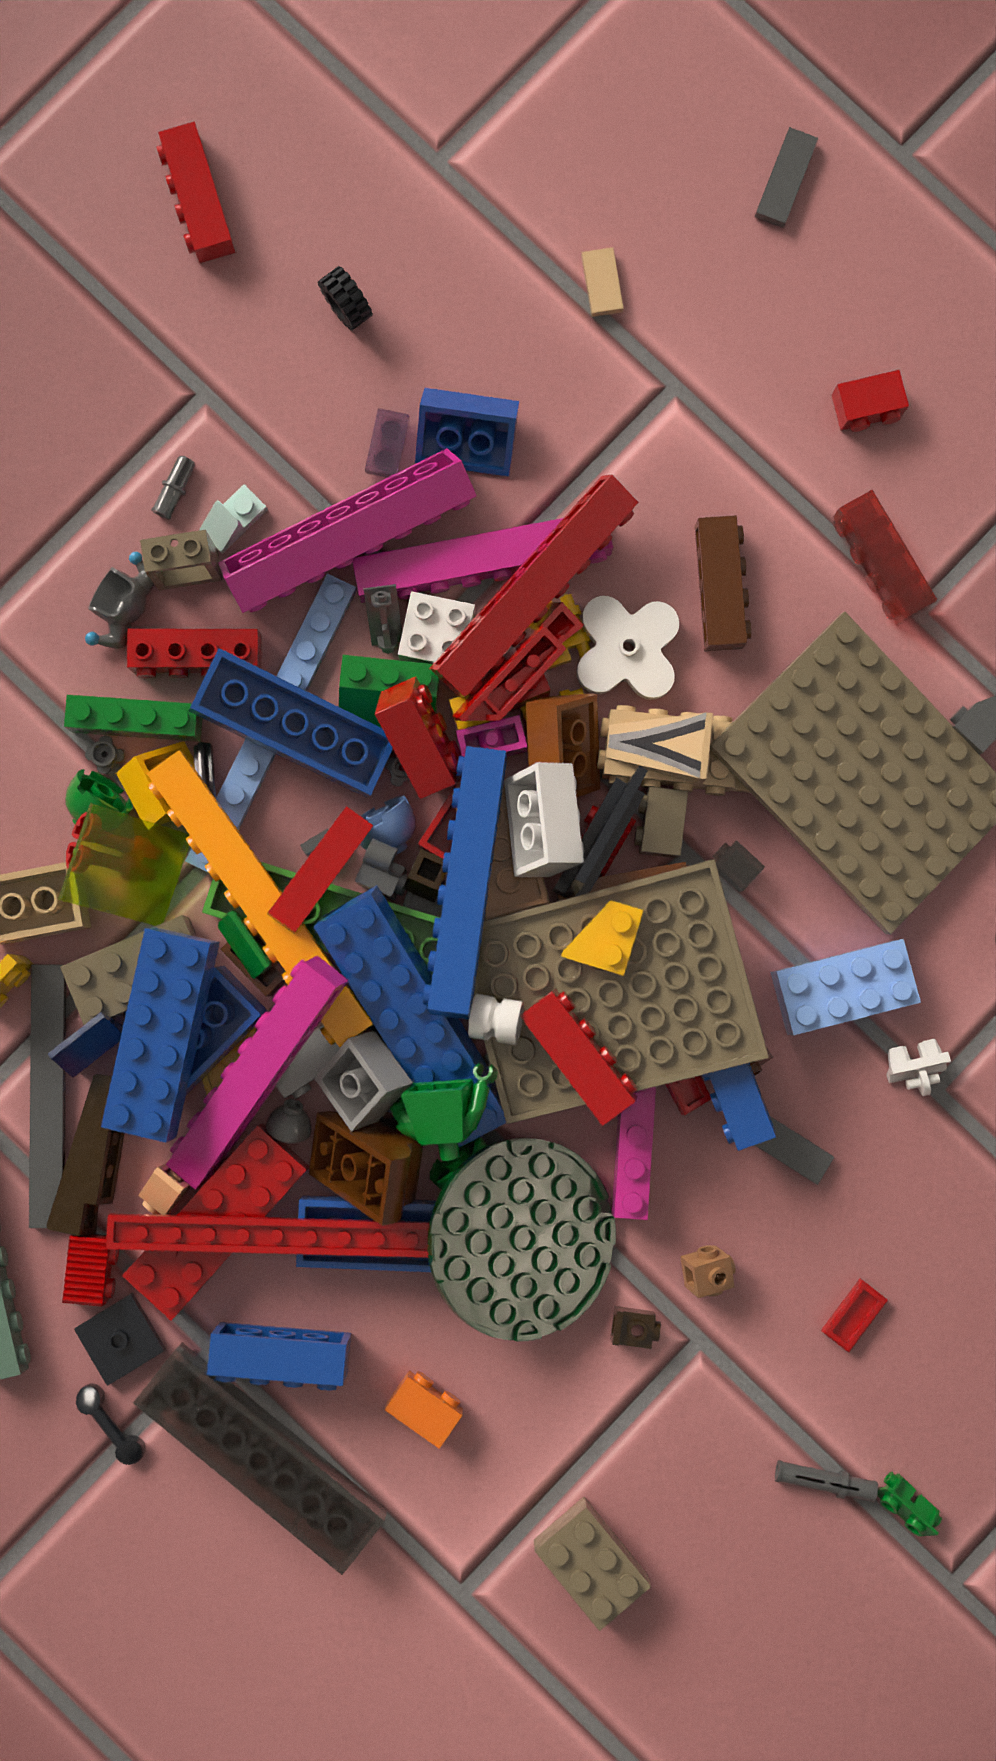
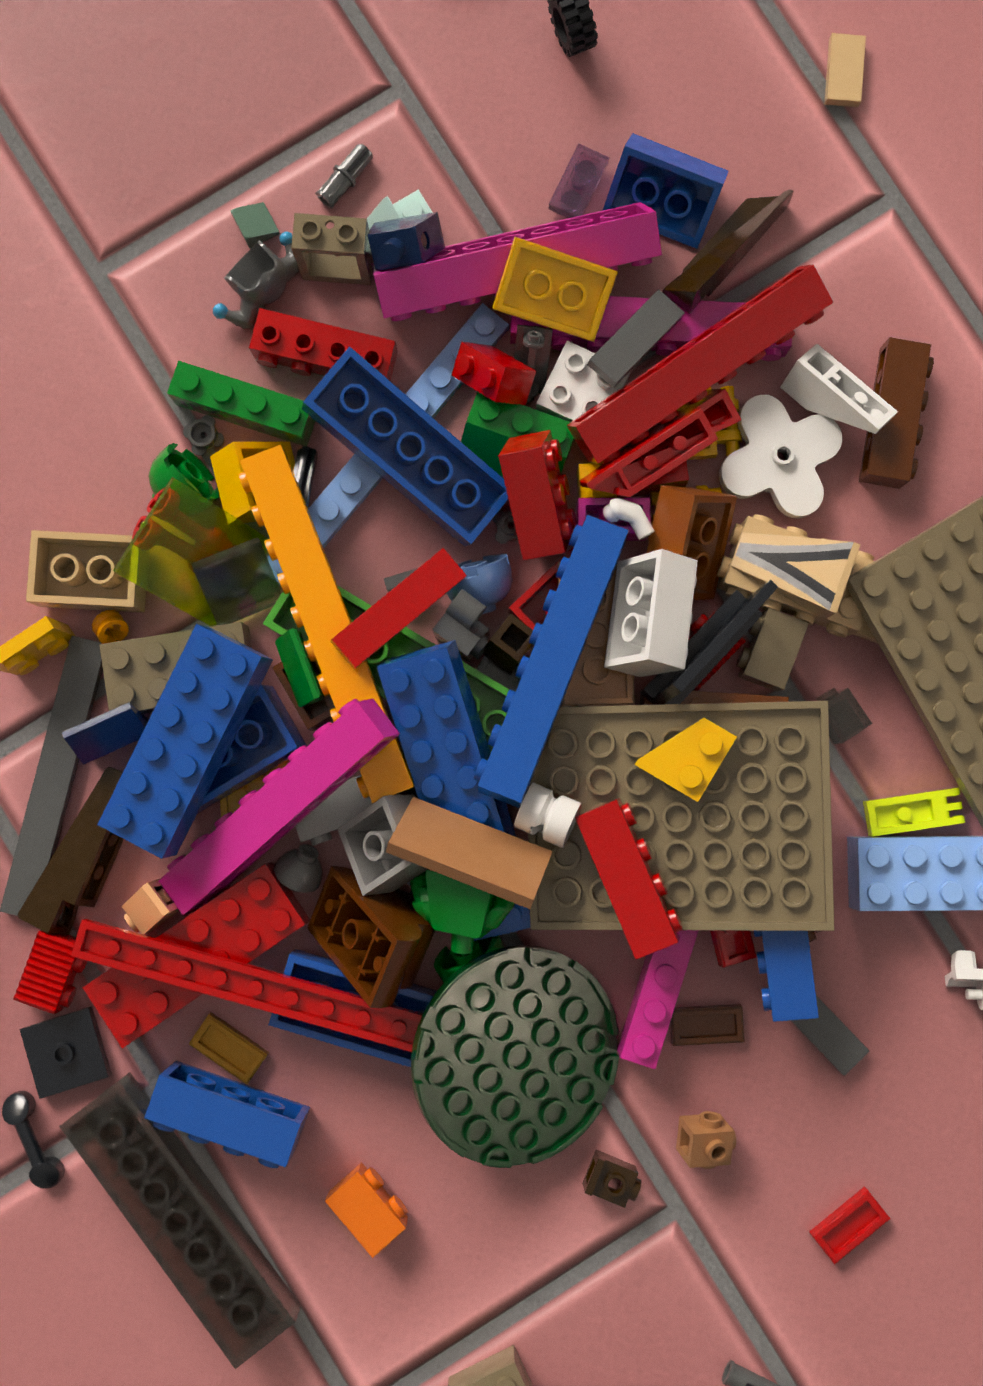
camera: 20 degrees right, 0 degrees up
(61, 942) = (106, 620): none -> light orange bush
(103, 550) = (255, 223): none -> sand green slope
(170, 880) = (237, 582): none -> clear smoke tile
(238, 540) = (399, 241): none -> dark blue torso
(265, 1298) = (228, 1048): none -> pearl gold tile
(352, 637) = (493, 373): none -> red brick
(388, 550) = (554, 289): none -> yellow tile
(435, 1068) = (470, 852): none -> medium nougat tile
(472, 575) = (635, 338): none -> dark grey tile
(504, 733) = (629, 512): none -> white arm
(534, 473) = (726, 249): none -> dark brown wedge
(661, 579) = (833, 391): none -> white slope
(686, 1170) = (707, 1025): none -> reddish brown tile
(821, 936) = (912, 812): none -> neon yellow hinge

